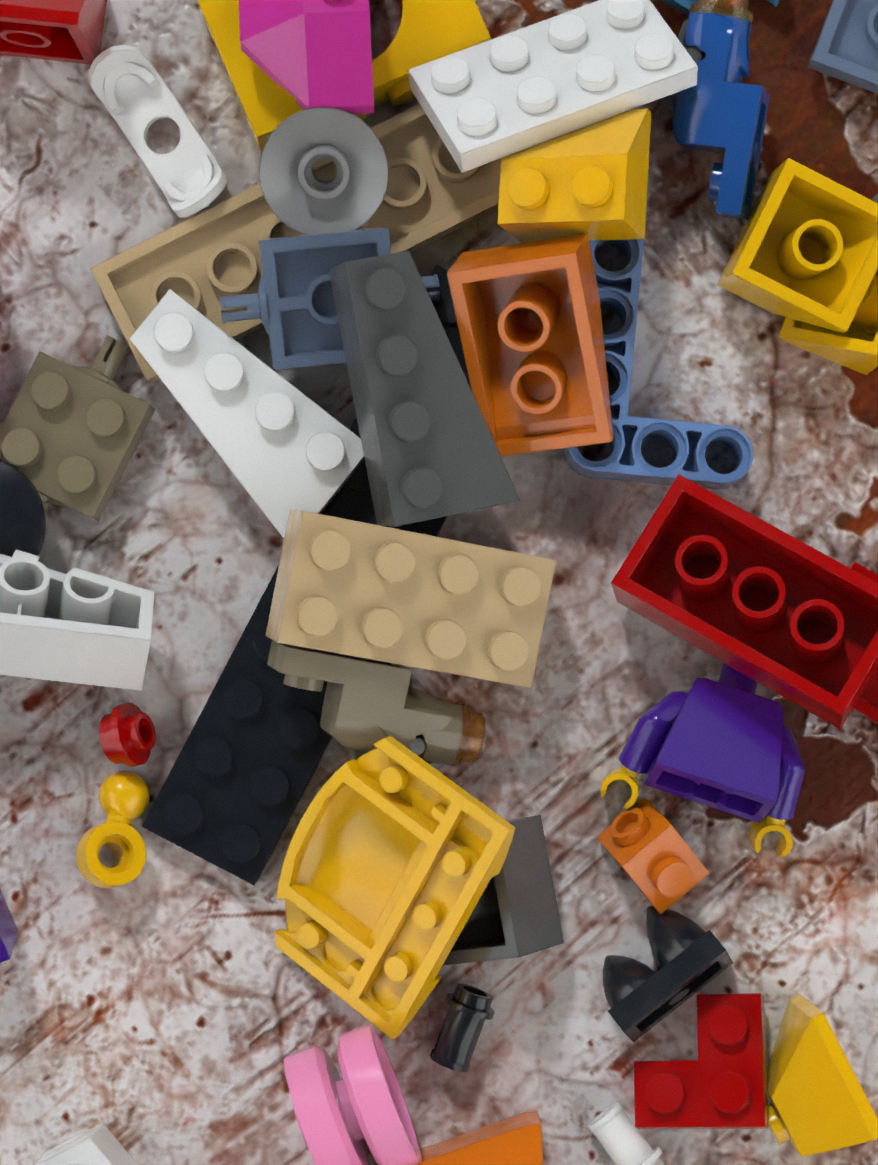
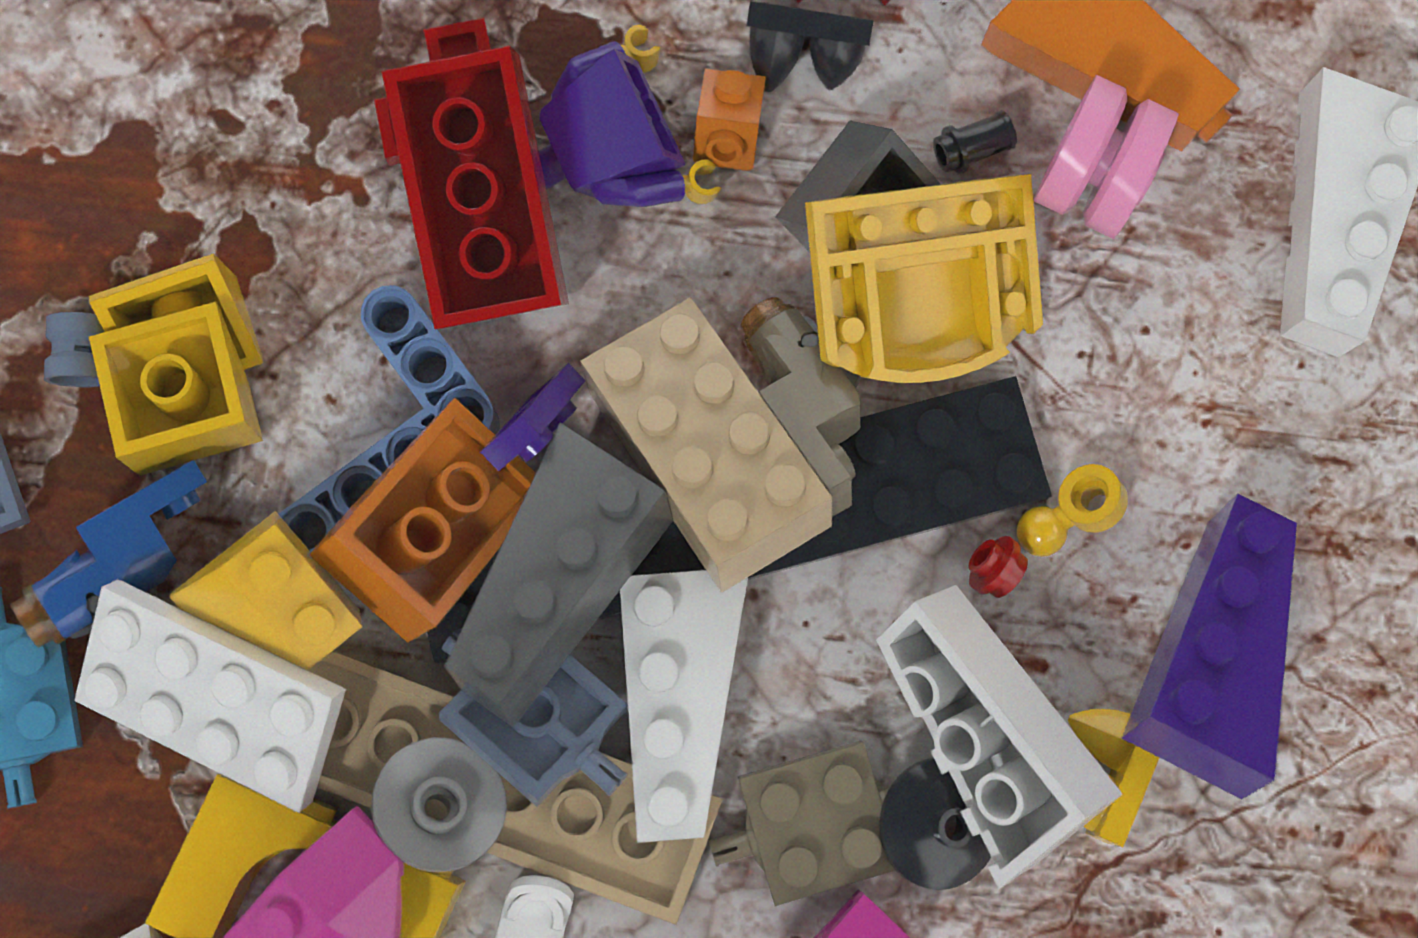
camera: 135 degrees left, 5 degrees down
(547, 499) = (535, 420): none -> dark purple plate

